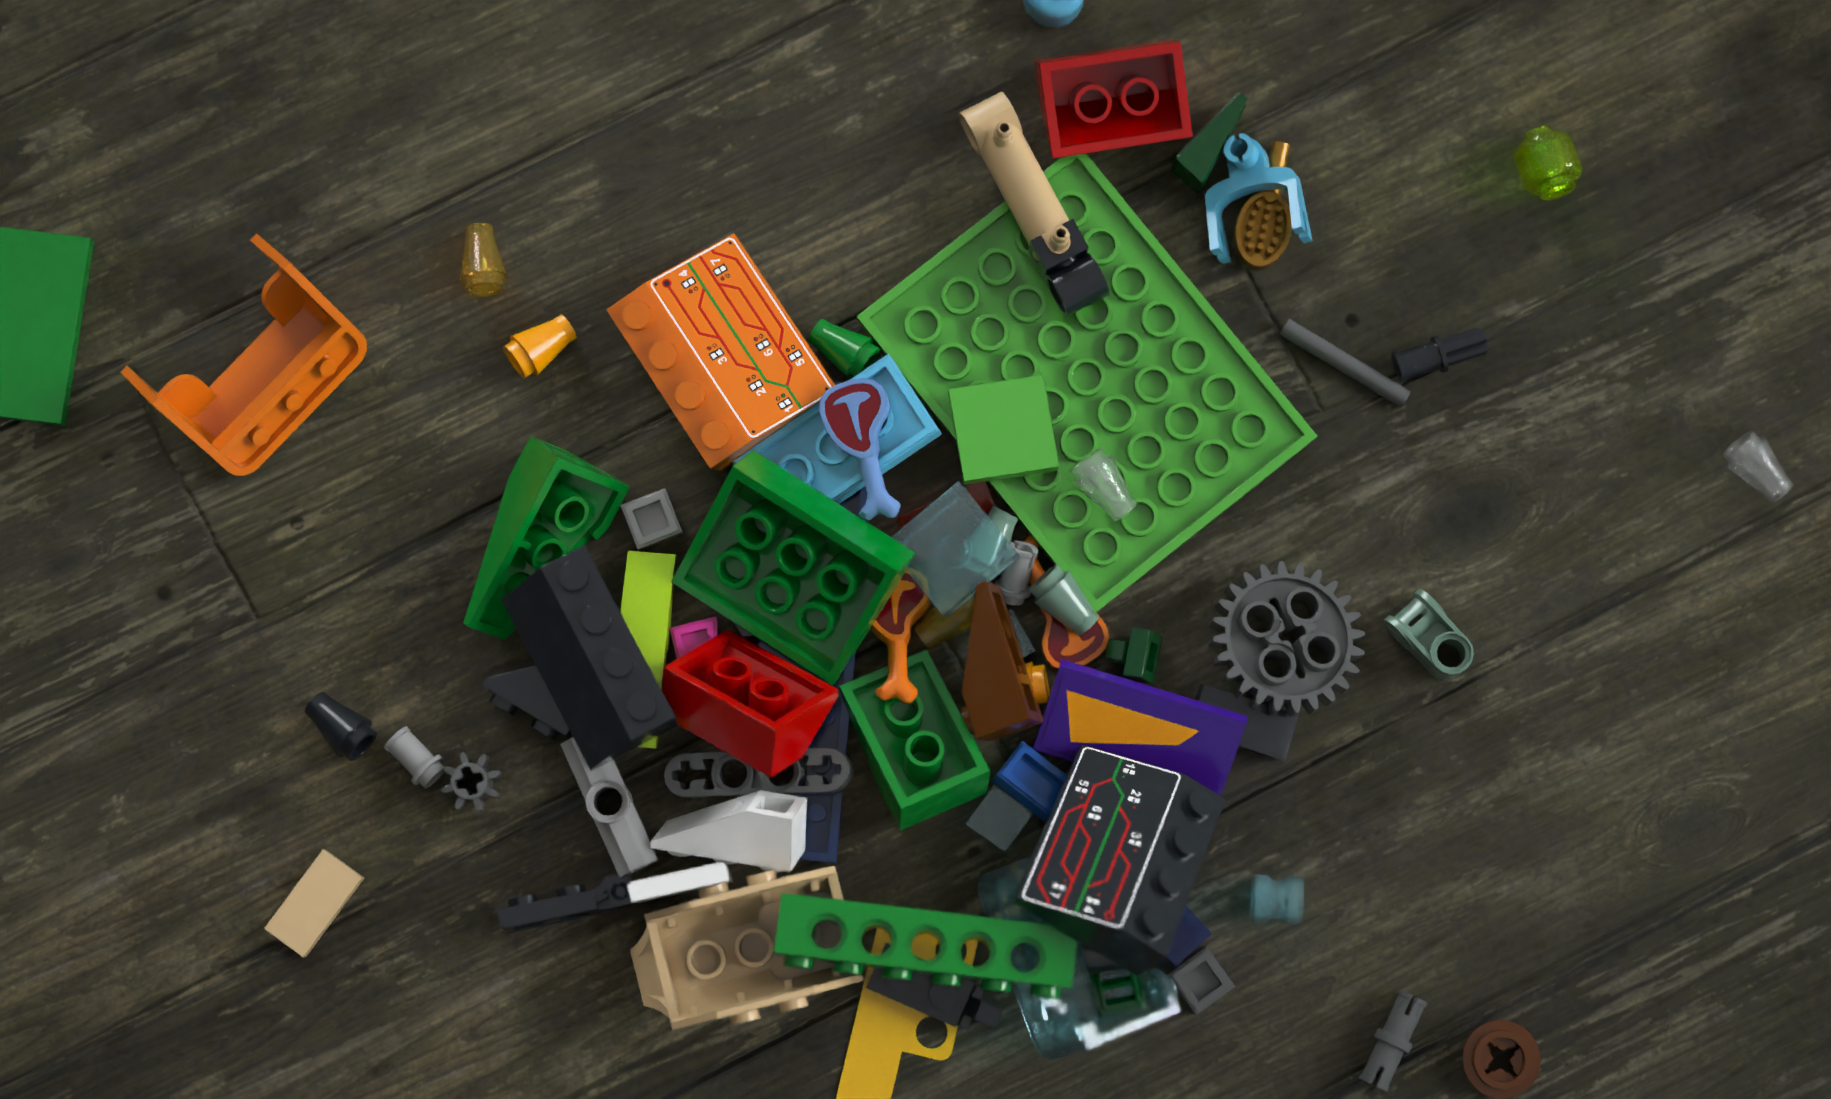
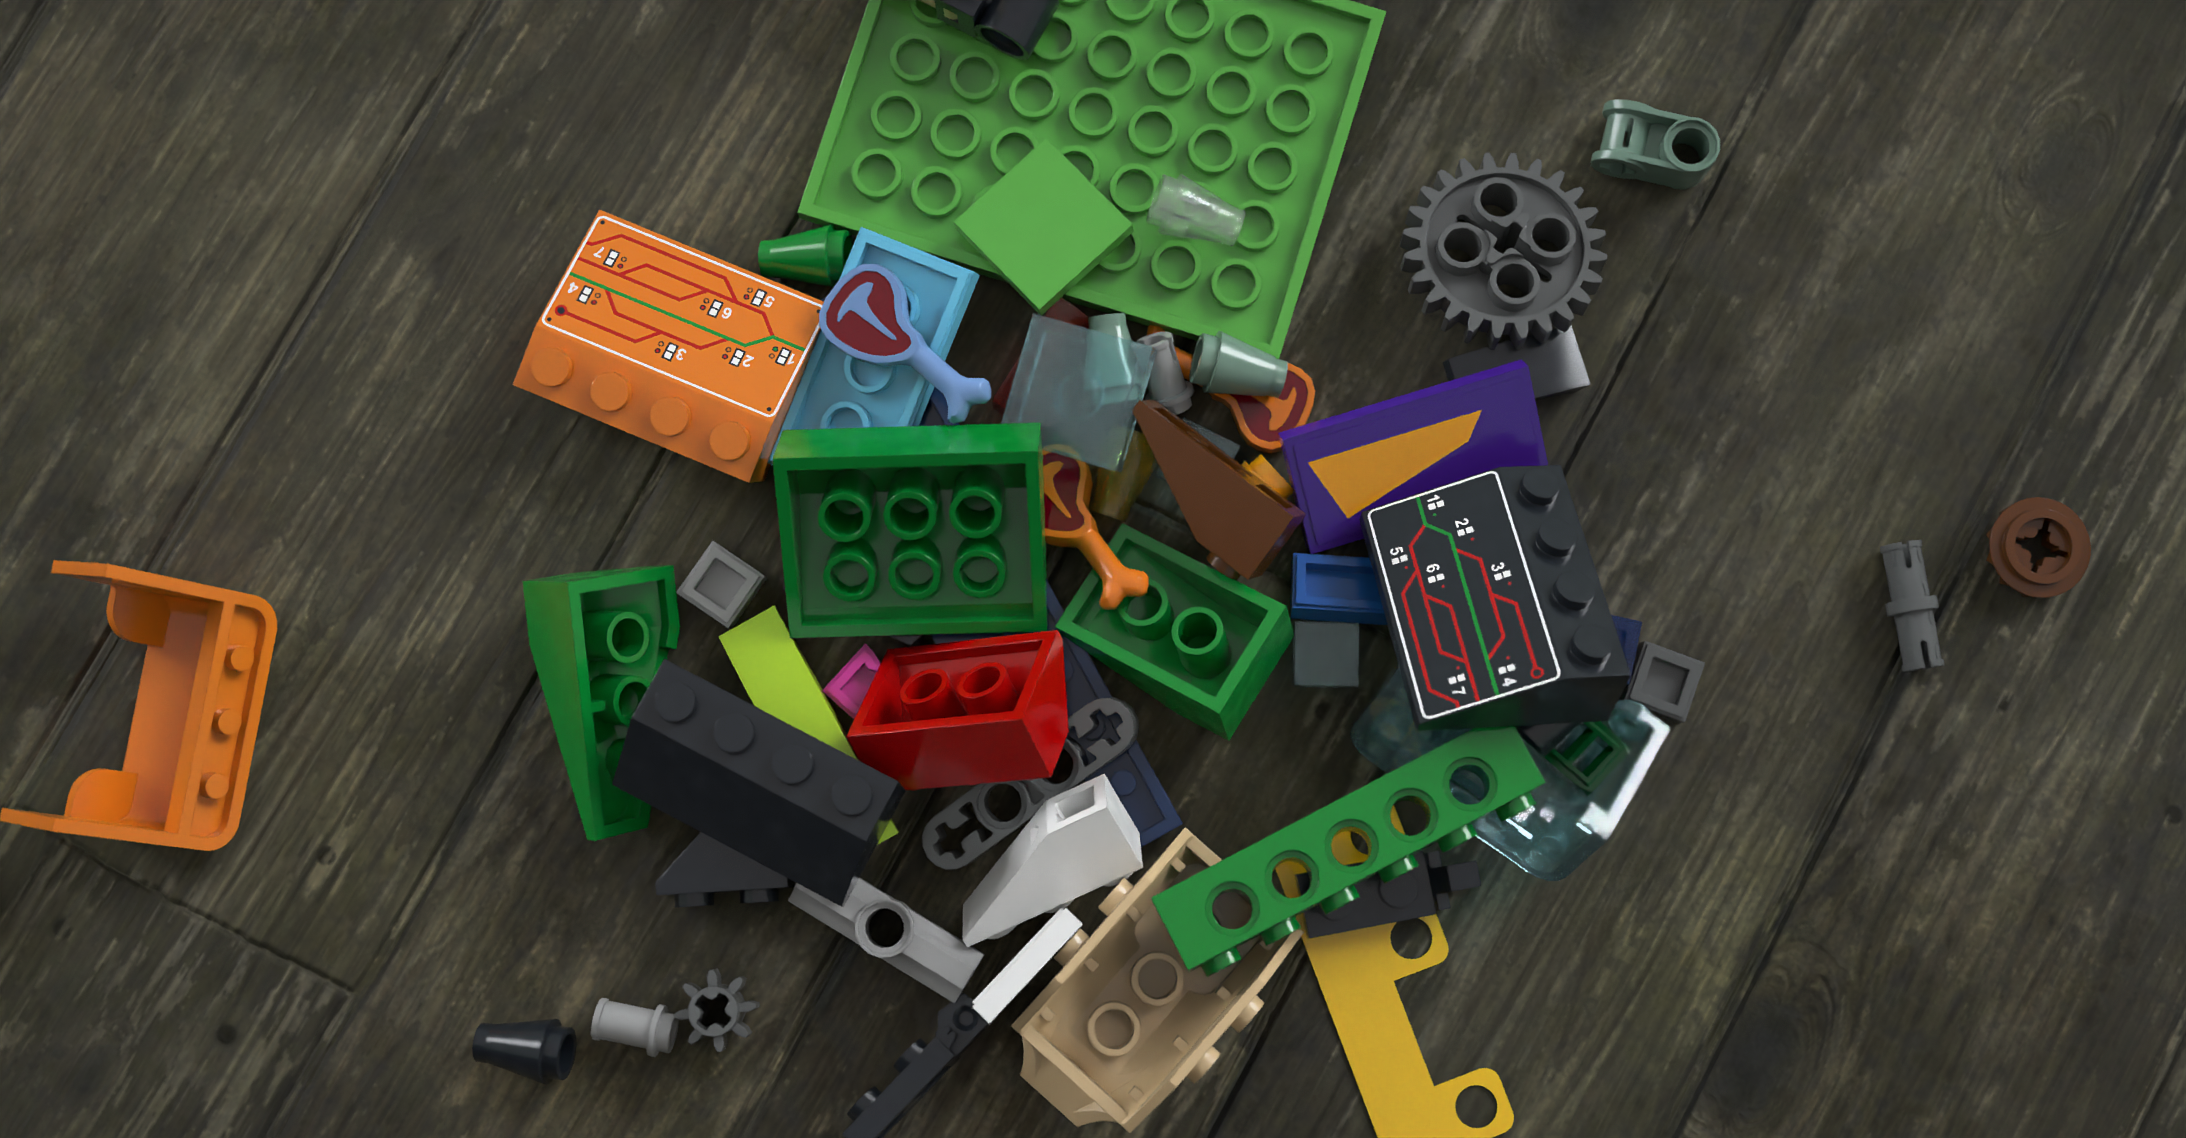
camera: 30 degrees left, 0 degrees up
(482, 264) = (340, 429): clear yellow cone -> none
(538, 346) = (465, 479): light orange cone -> none
(1138, 655) = (1355, 376): dark green tile -> none
(1276, 899) = (1685, 538): clear light blue wheel -> none

